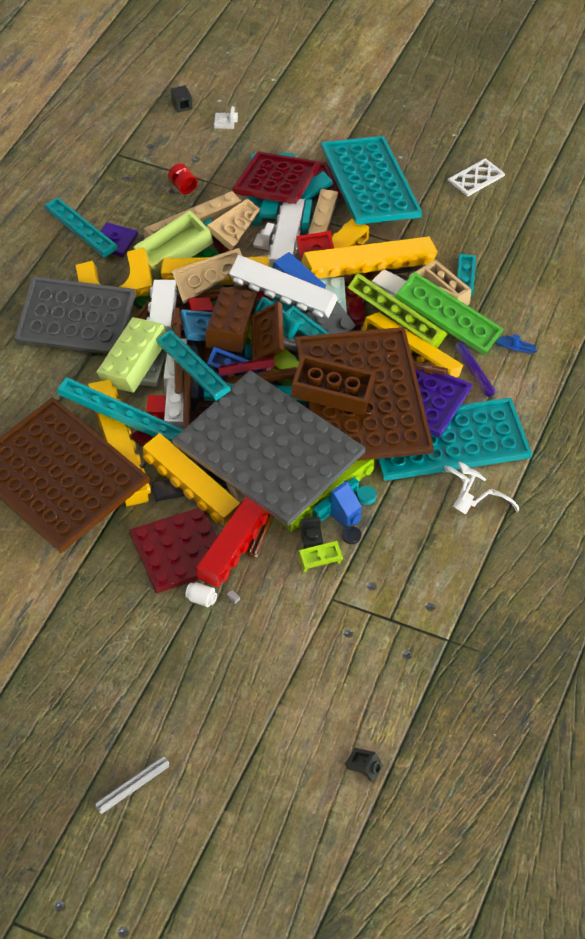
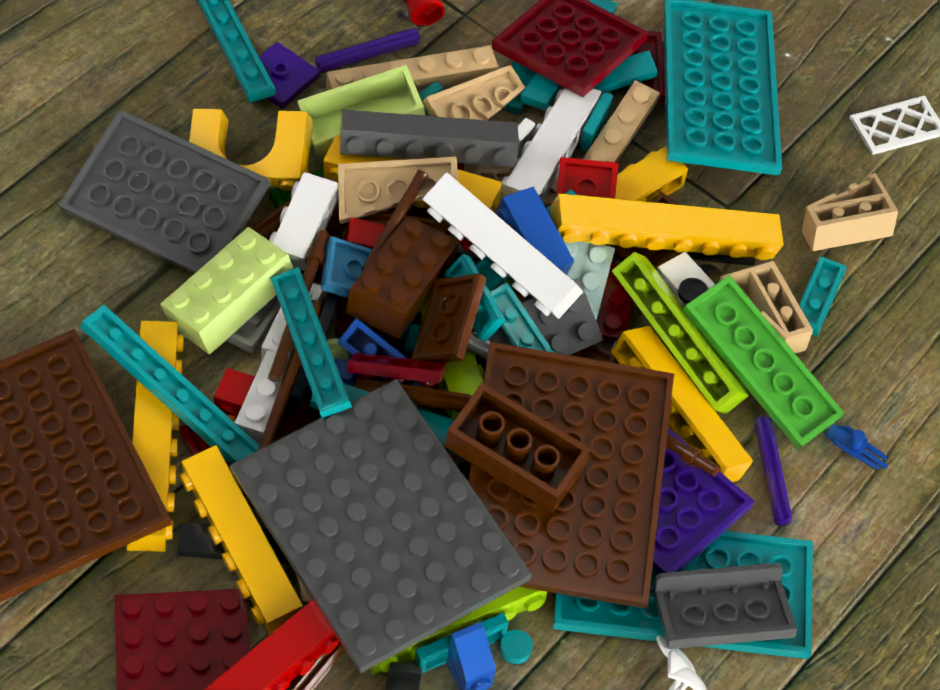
camera: 10 degrees right, 5 degrees up
(161, 213) = (367, 50): none -> dark purple axle
(211, 244) = (428, 137): none -> dark grey brick
(217, 287) = (399, 213): none -> reddish brown bar
(394, 286) = (691, 289): none -> black piece
(469, 228) = (850, 217): none -> tan wedge
(475, 439) = (723, 606): none -> dark grey bracket

